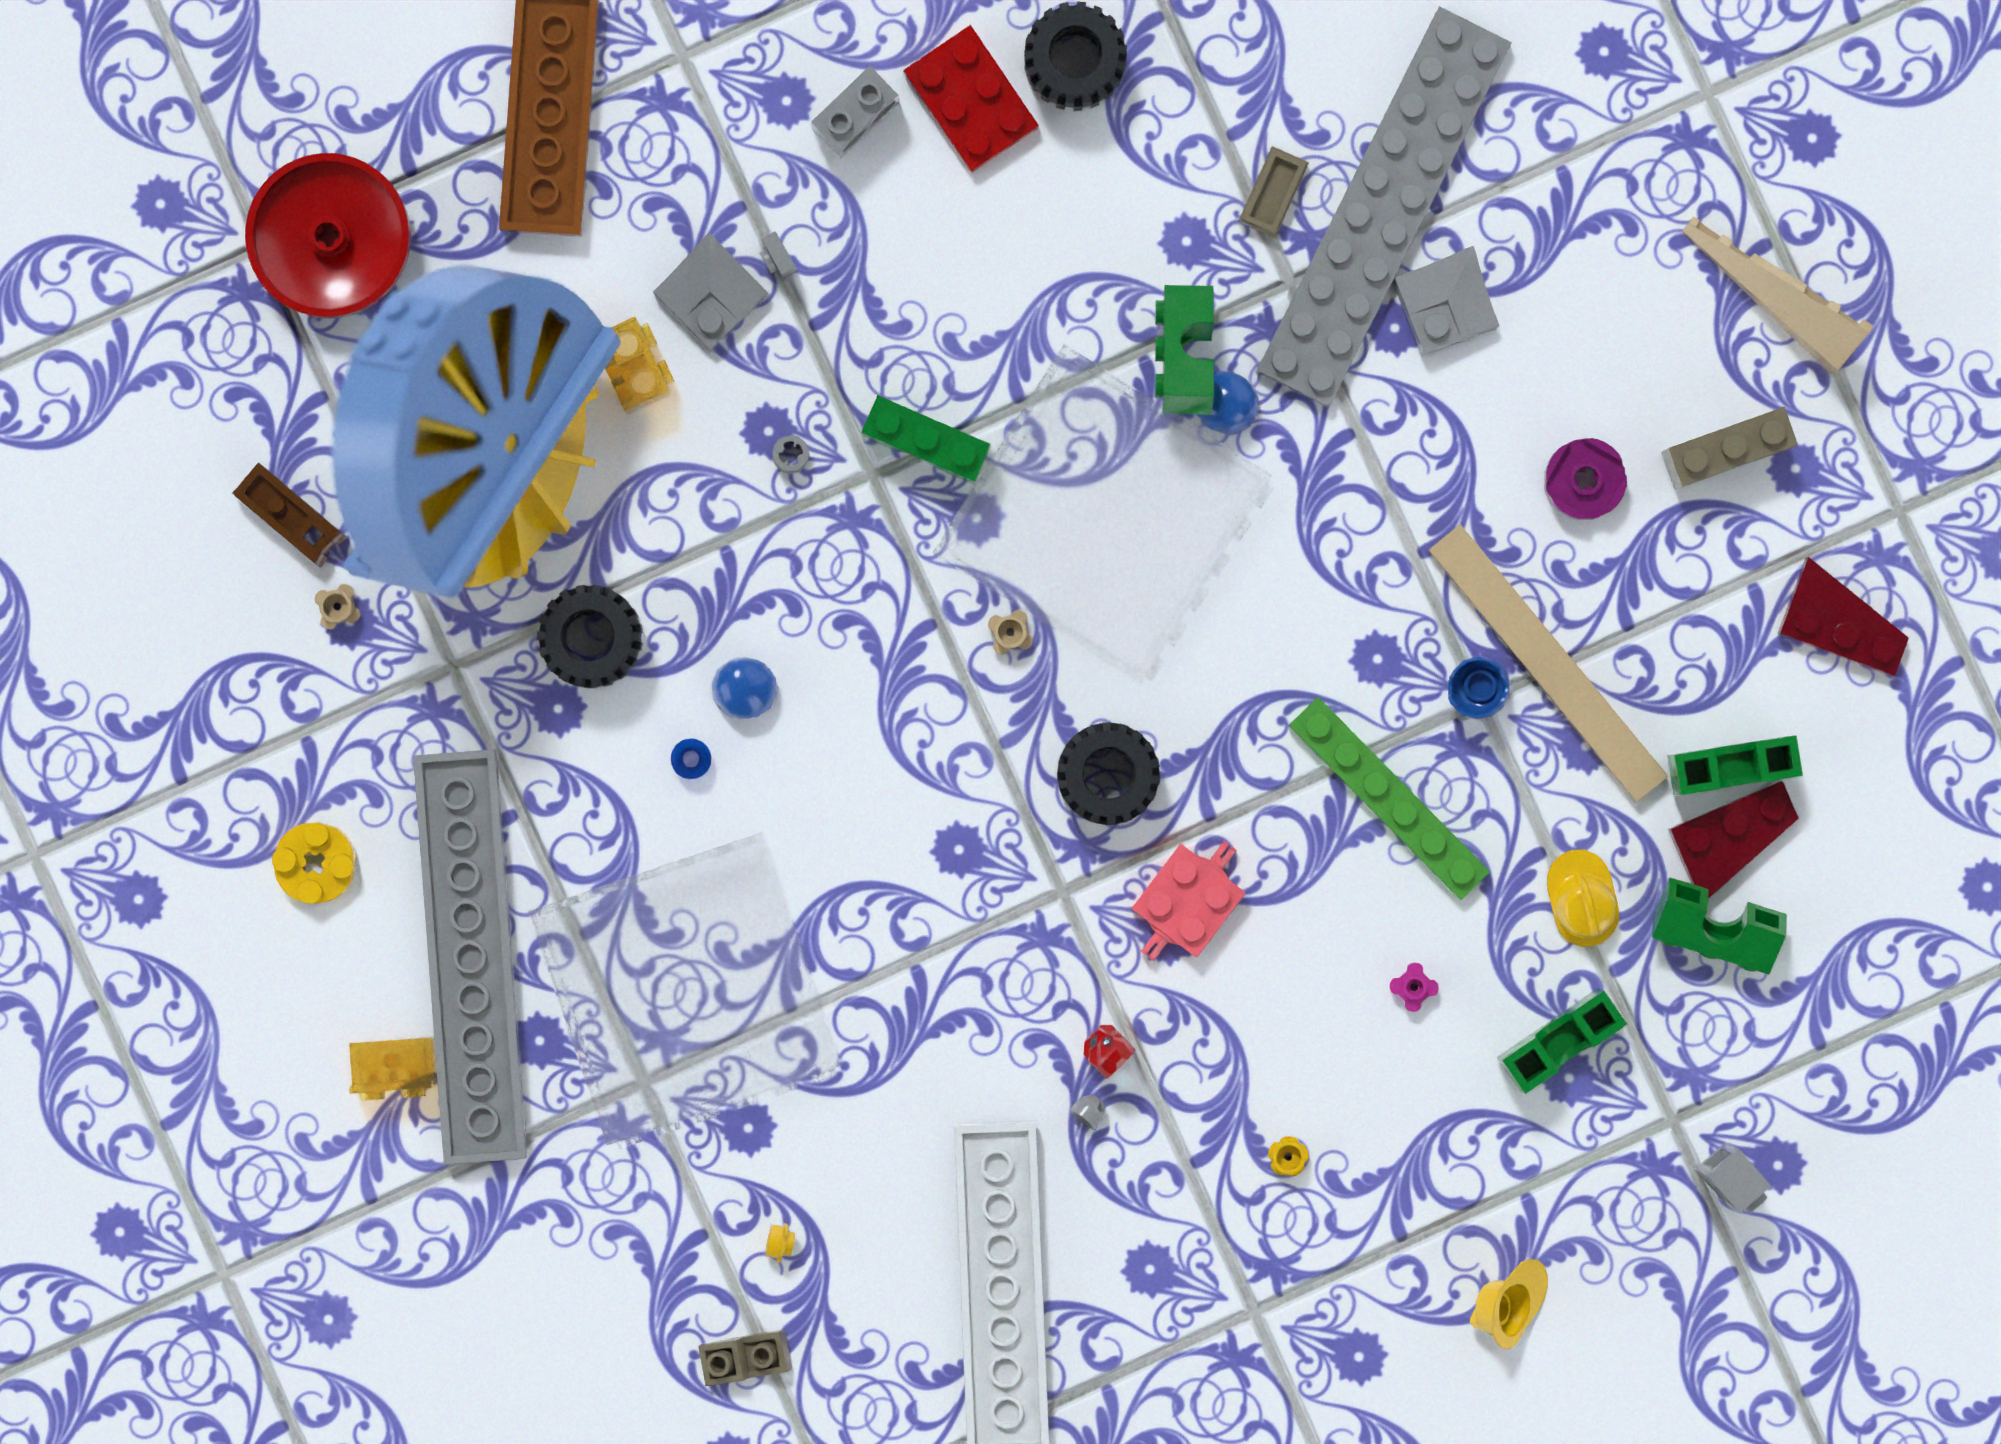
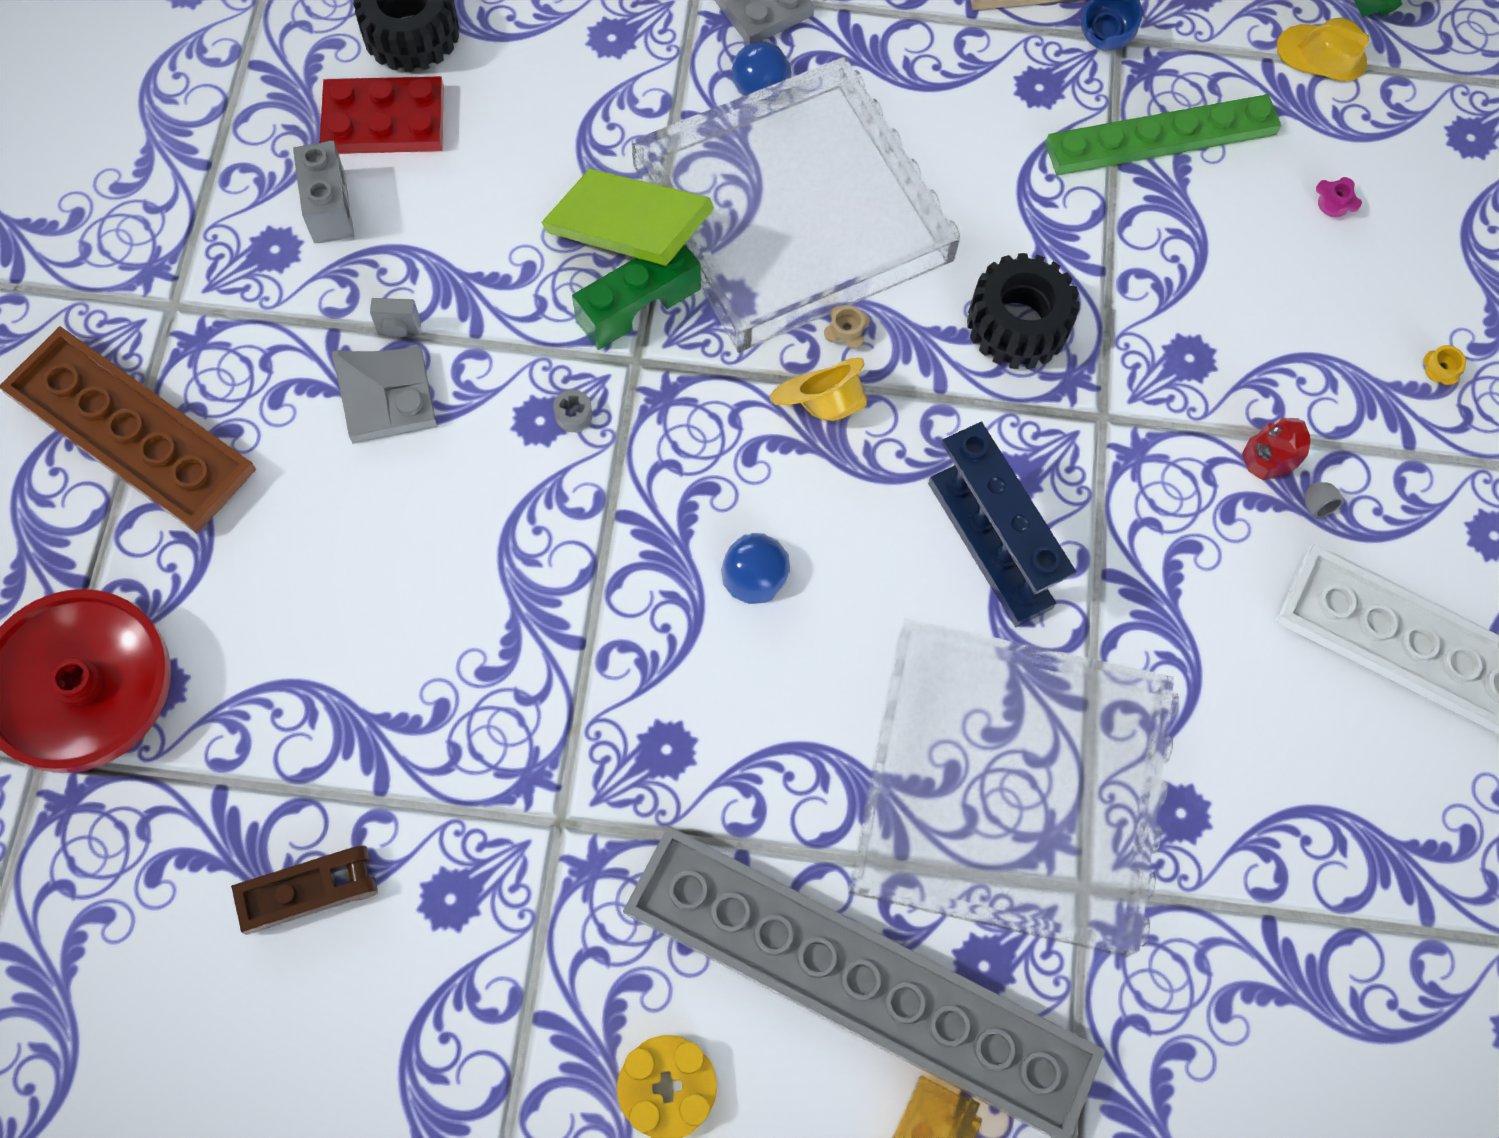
camera: 60 degrees left, 20 degrees down
(326, 602) = (419, 887): tan plate -> none
(464, 427) = (323, 624): medium blue piece -> none
(554, 631) = (613, 633): black tyre -> none
(625, 368) = (395, 497): clear yellow brick -> none
(679, 752) = (796, 640): clear blue plate -> none
(745, 1357) = (1420, 952): dark tan slope -> none
(779, 1242) = (1317, 845): yellow plate -> none
(882, 863) = (1000, 525): none -> dark blue fence
(930, 647) = (826, 392): none -> yellow piece
(984, 389) = (628, 216): none -> lime tile
(1185, 380) = (722, 69): green arch -> none
(1188, 900) = (1169, 320): coral plate -> none
(1560, 1039) = (1436, 87): green arch -> none

